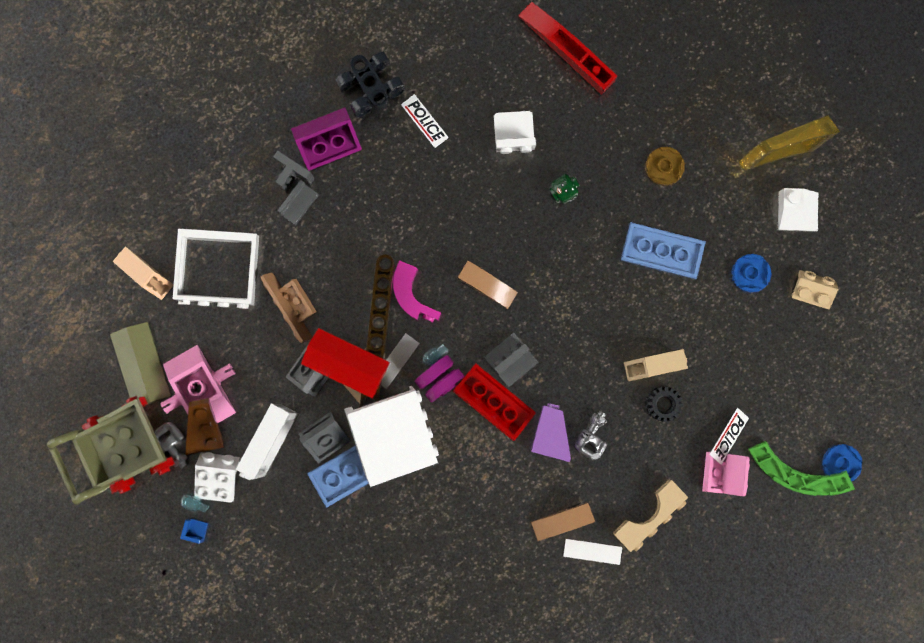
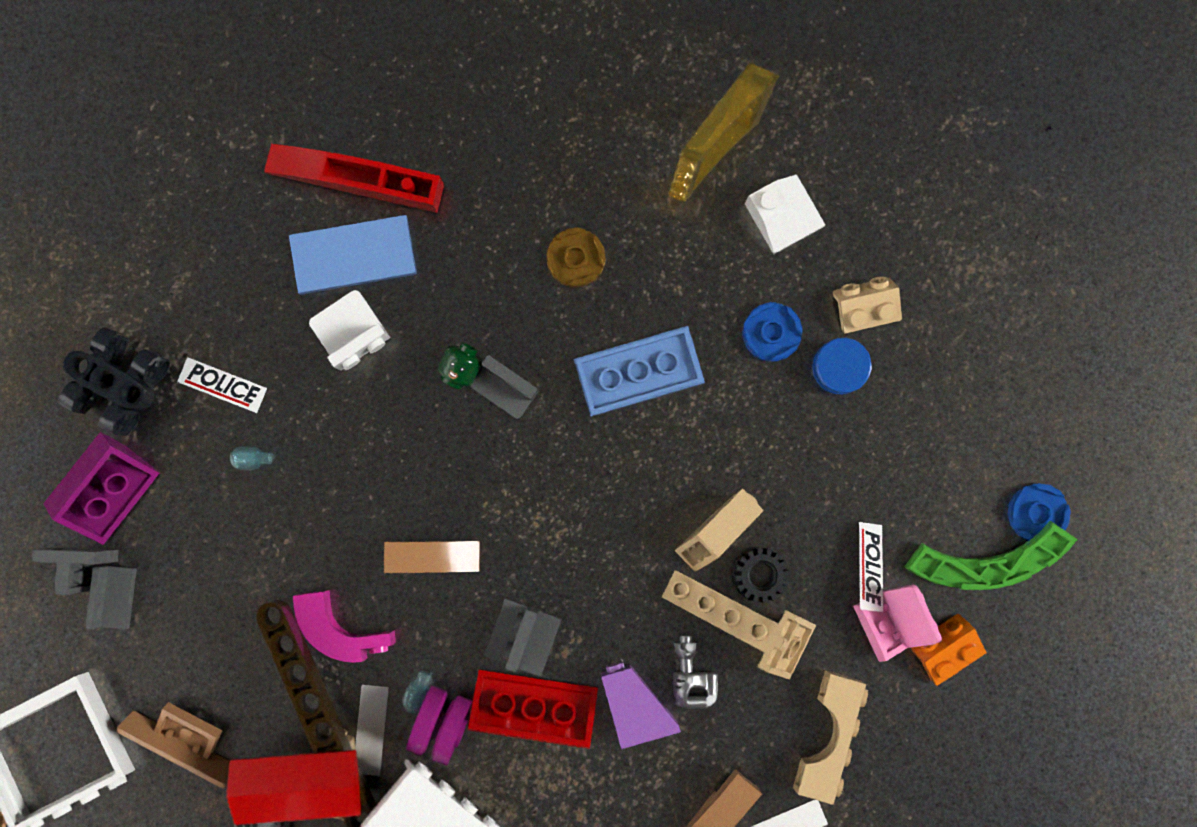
camera: 30 degrees left, 0 degrees up
(417, 170) = (249, 458): none -> clear light blue cylinder
(540, 90) = (352, 254): none -> medium blue tile
(582, 215) = (504, 387): none -> dark grey panel
(656, 445) = (780, 642): none -> tan bracket
(745, 509) = (955, 651): none -> orange bracket
(779, 315) = (841, 366): none -> blue head

